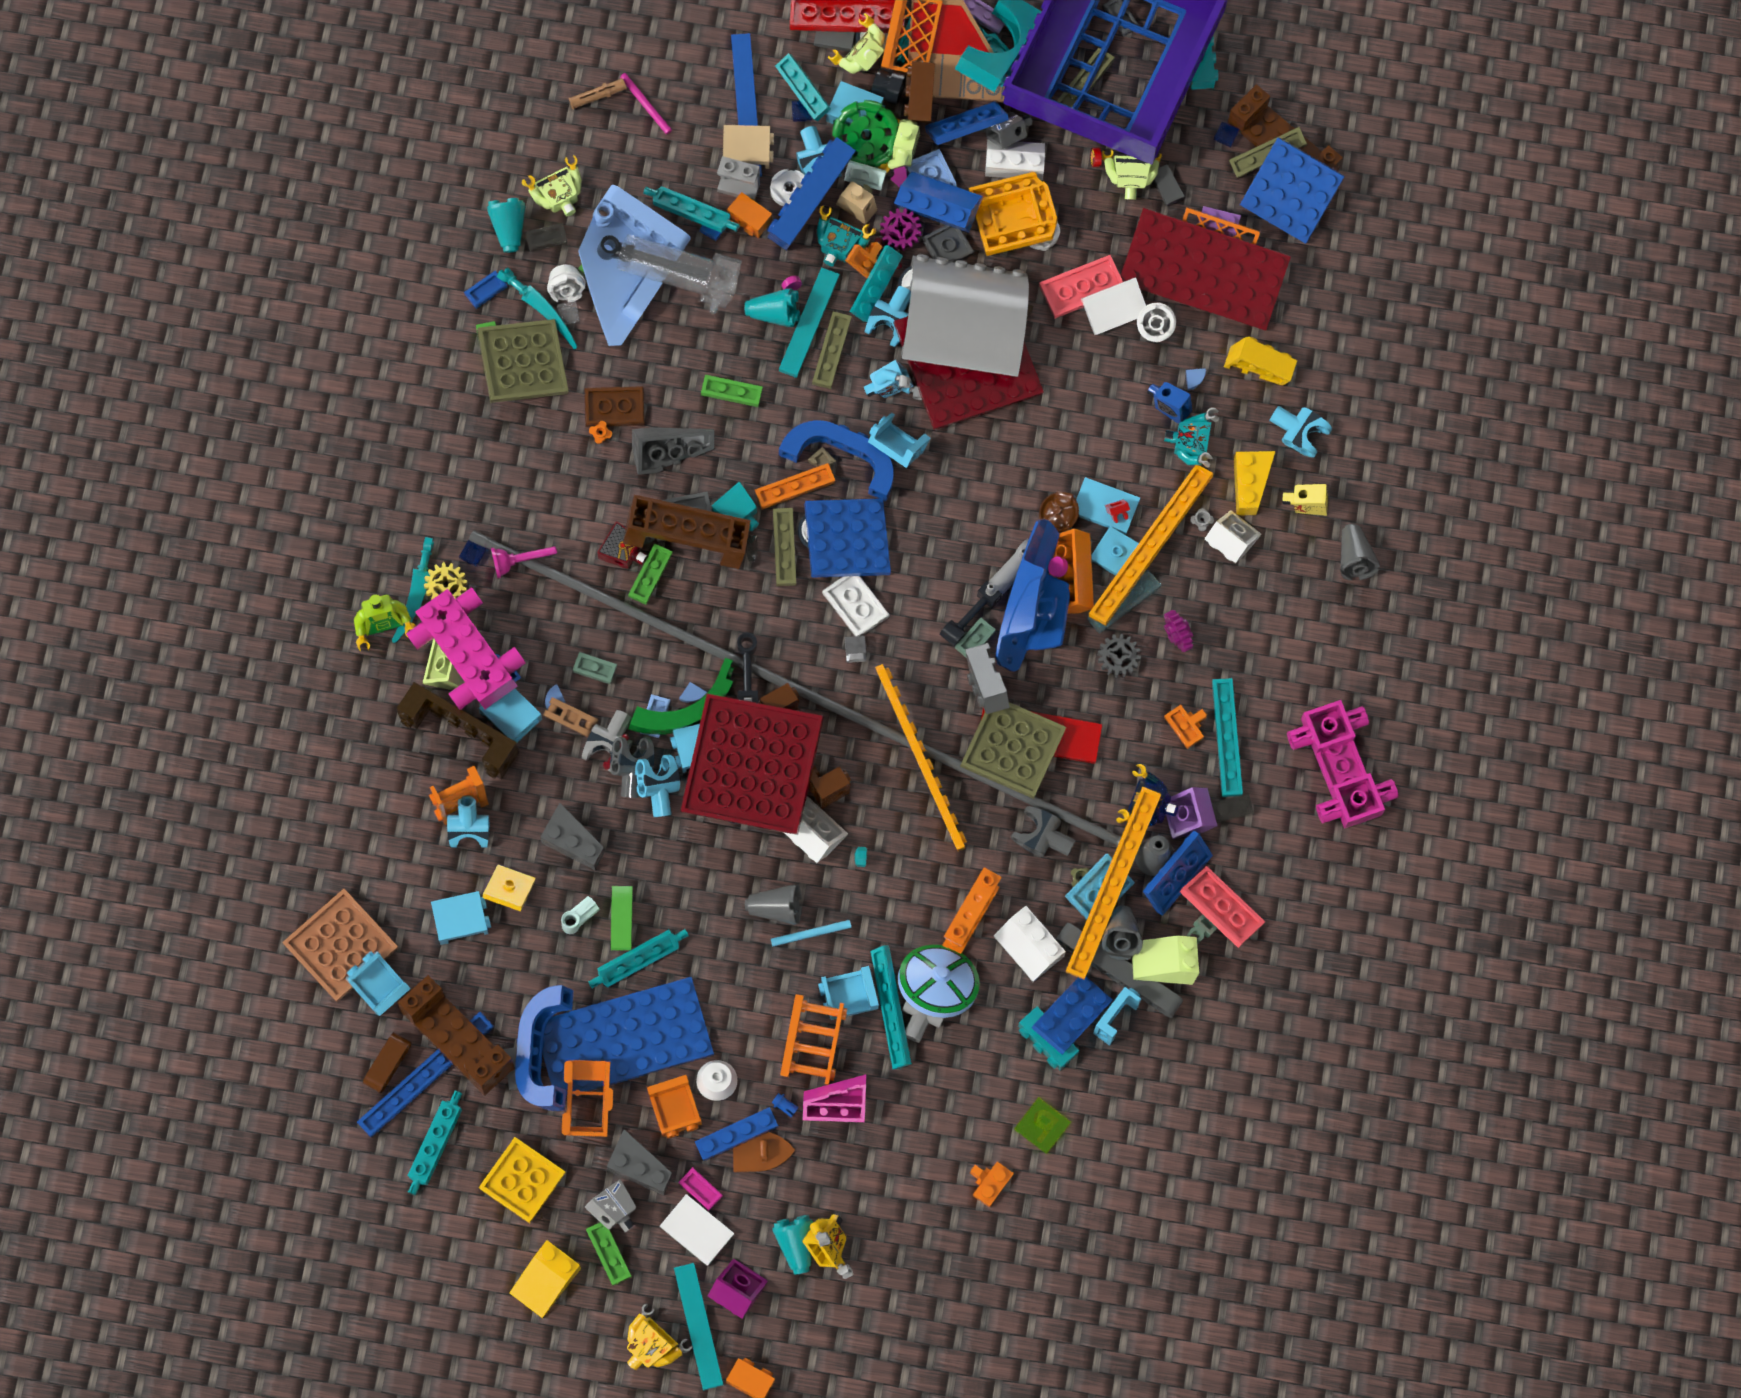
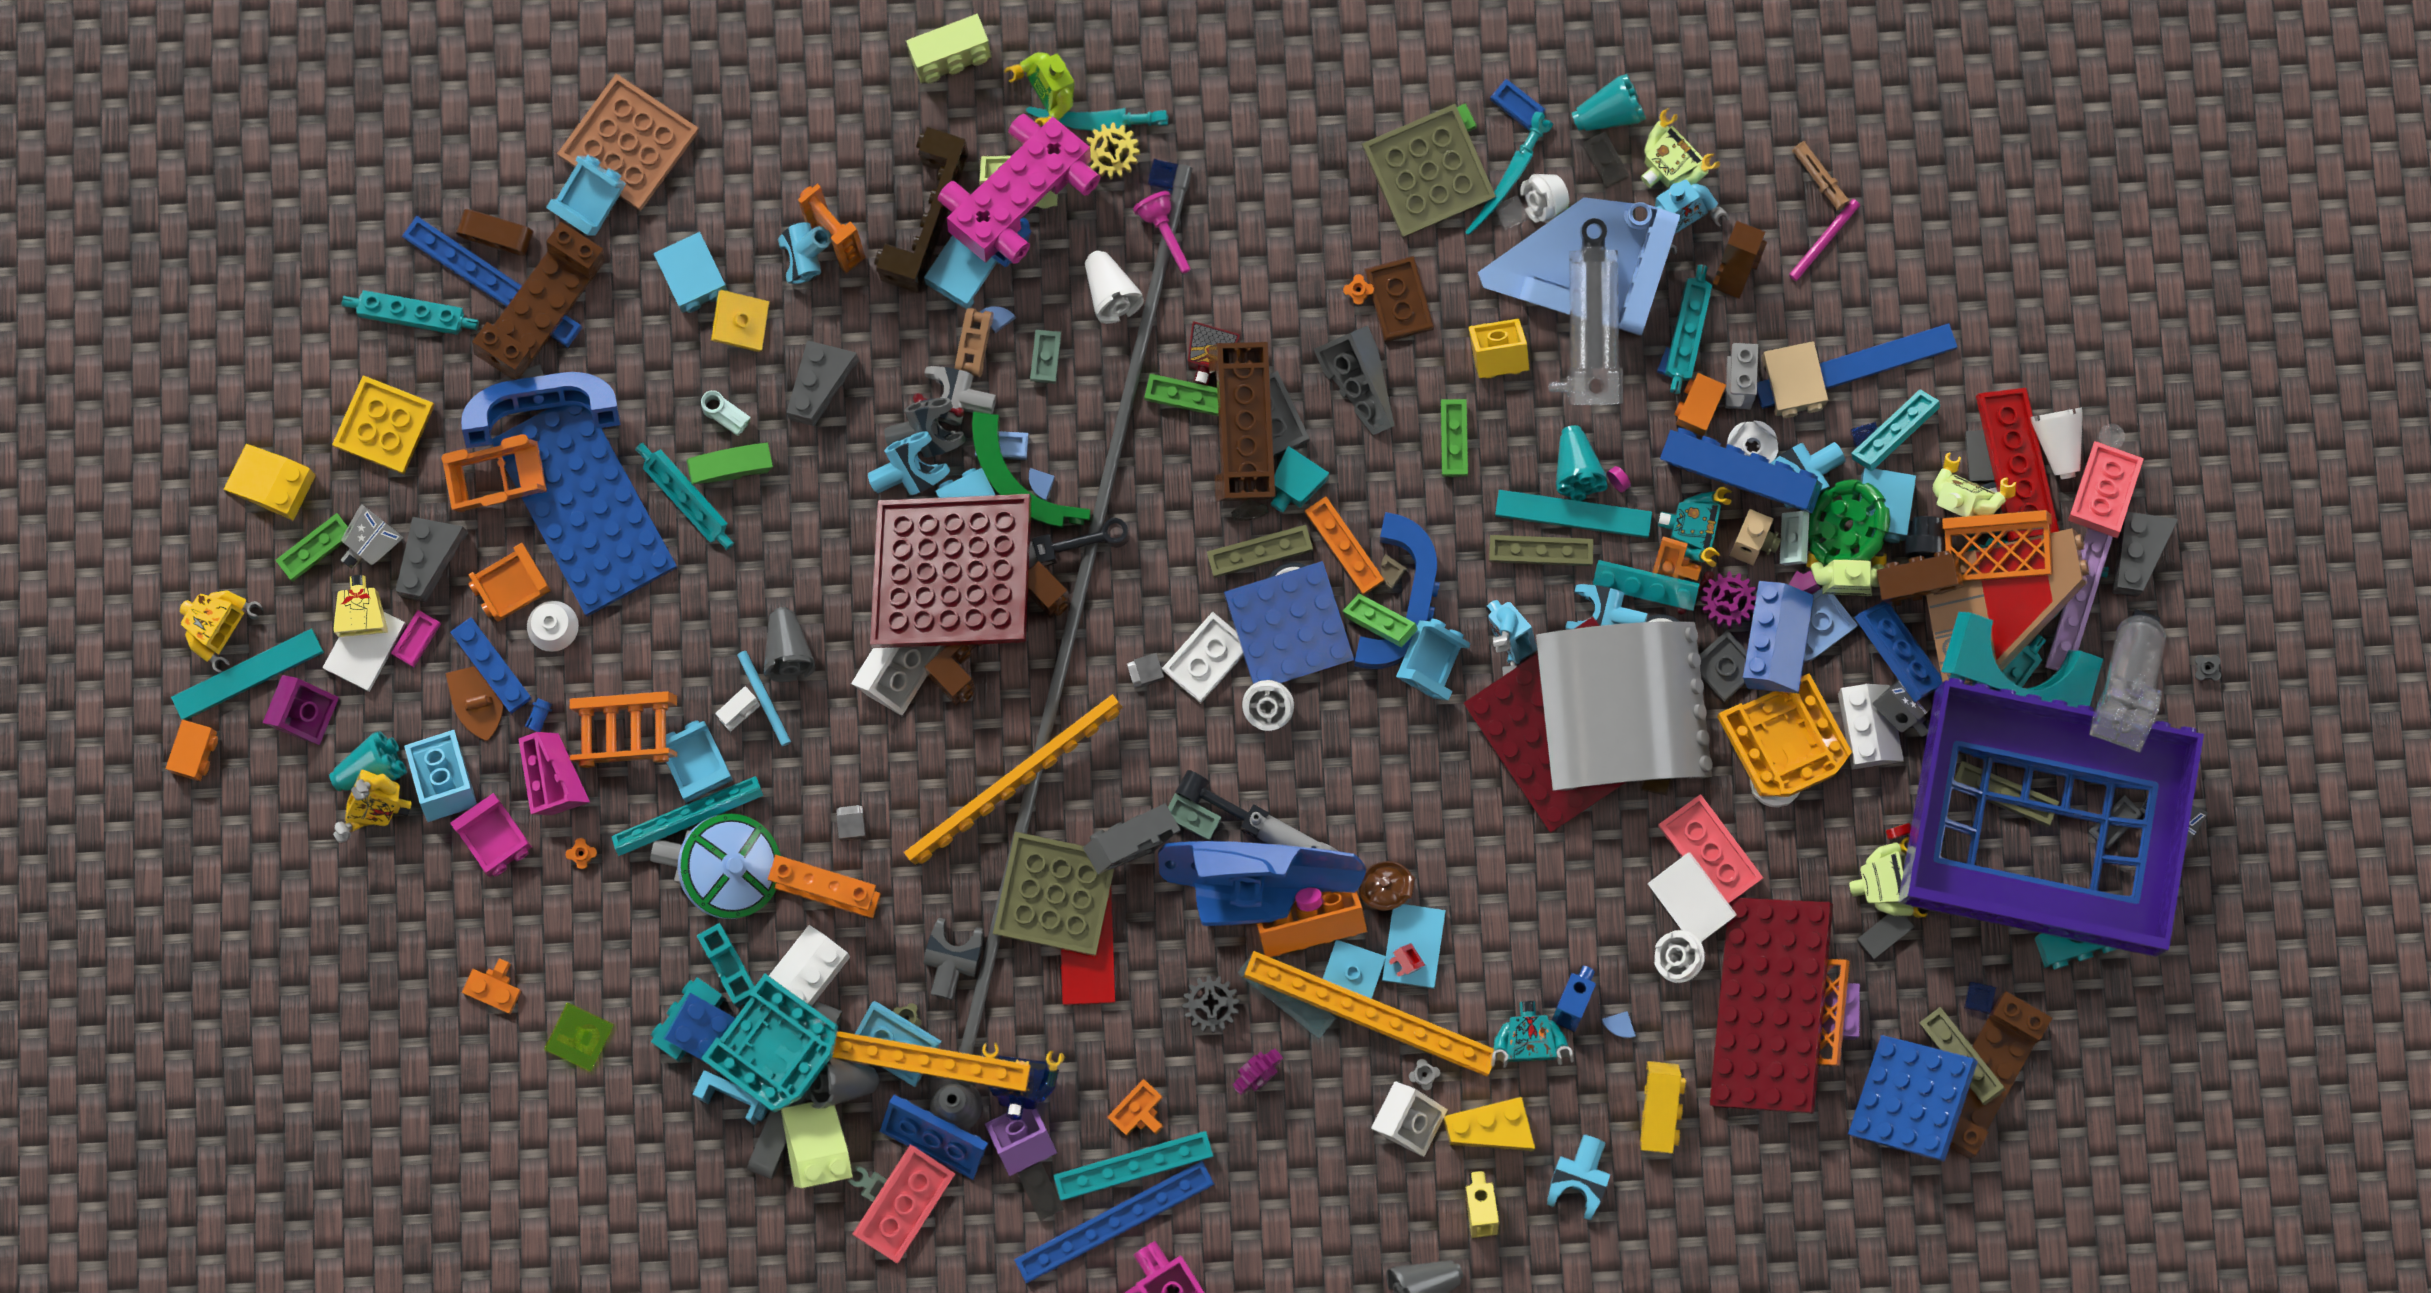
camera: 85 degrees right, 5 degrees up
(334, 684) = (949, 49): none -> yellowish green brick
(553, 607) = (1111, 289): none -> white cone
(596, 185) = (1690, 203): none -> medium azure torso
(649, 159) = (1739, 258): none -> reddish brown wedge
(670, 1224) = (359, 610): none -> light yellow torso
(671, 343) = (1499, 348): none -> yellow slope
(815, 1188) = (440, 776): none -> medium azure slope
(817, 950) = (737, 709): none -> white brick
(860, 470) = (1380, 620): none -> bright green plate
(860, 856) = (873, 737): teal tile -> none
(873, 1159) = (492, 835): none -> dark pink panel
(900, 1100) = (573, 853): none -> orange plate
(905, 563) = (1268, 705): none -> white cone
(922, 888) = (850, 822): none -> flat silver piece
(1024, 996) = (727, 964): none -> teal arch
(1089, 968) = (774, 1046): none -> teal wedge
(1265, 761) = (1114, 1222): none -> blue tile

